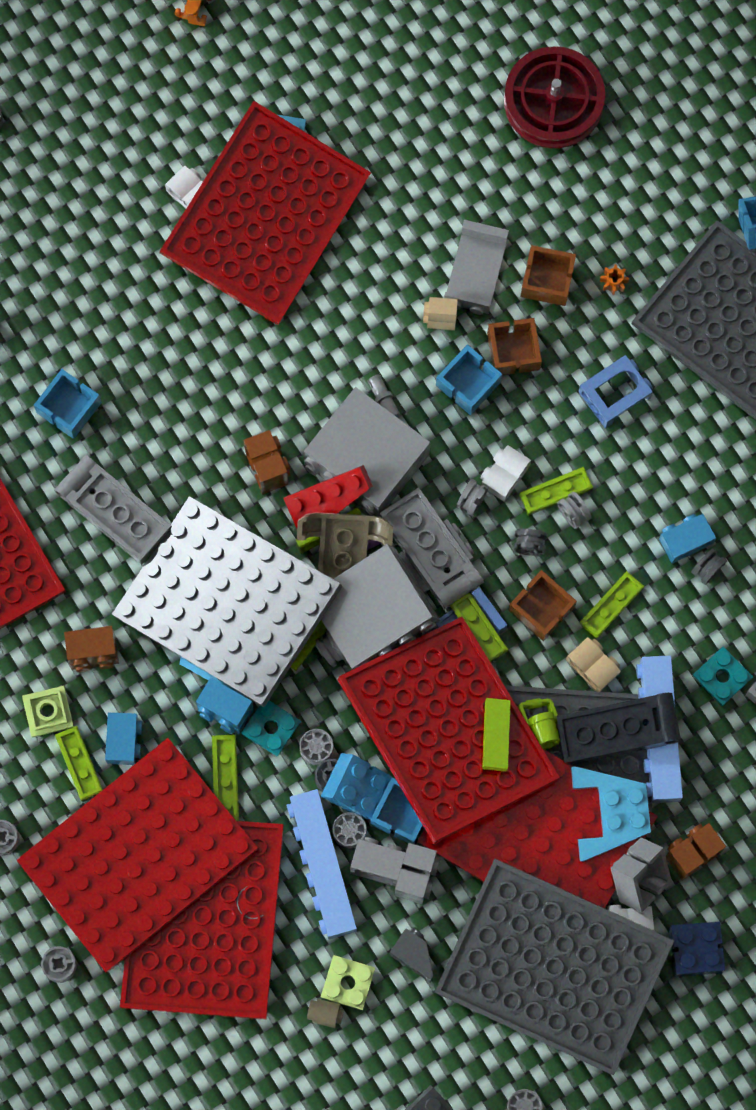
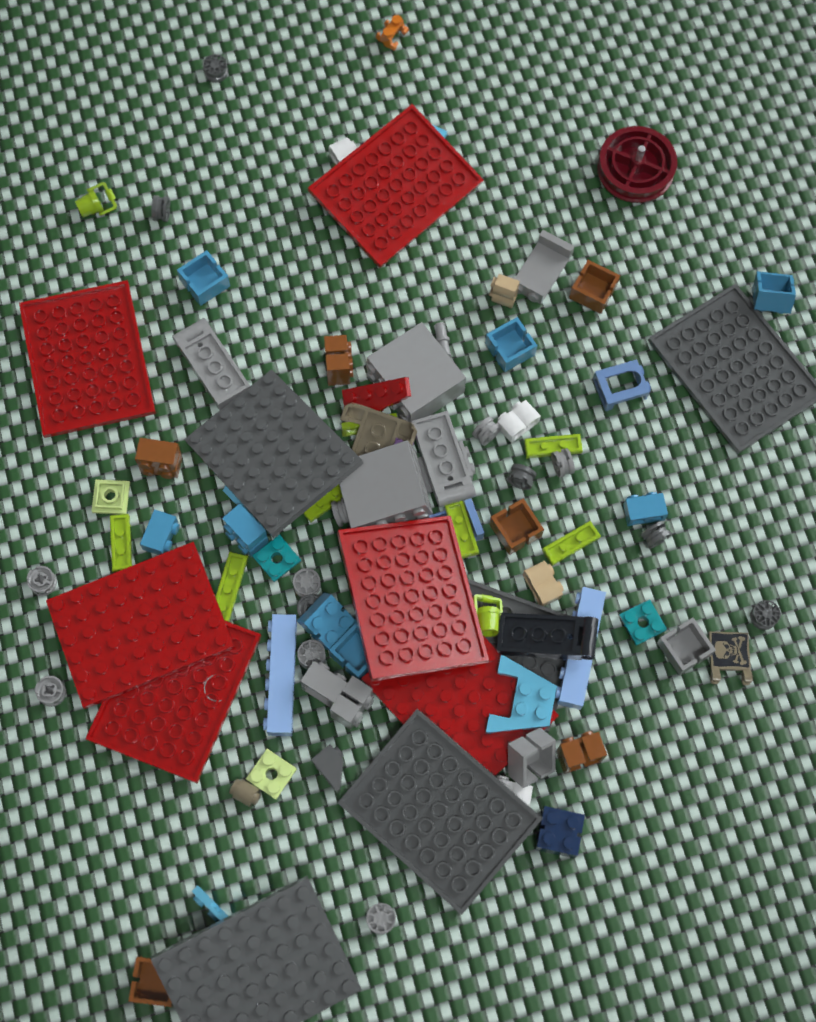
camera: 15 degrees right, 5 degrees down
(496, 734) = (448, 611): lime tile -> none
(514, 349) = (553, 334): dark orange piece -> none
(614, 286) = (644, 299): orange gear -> none

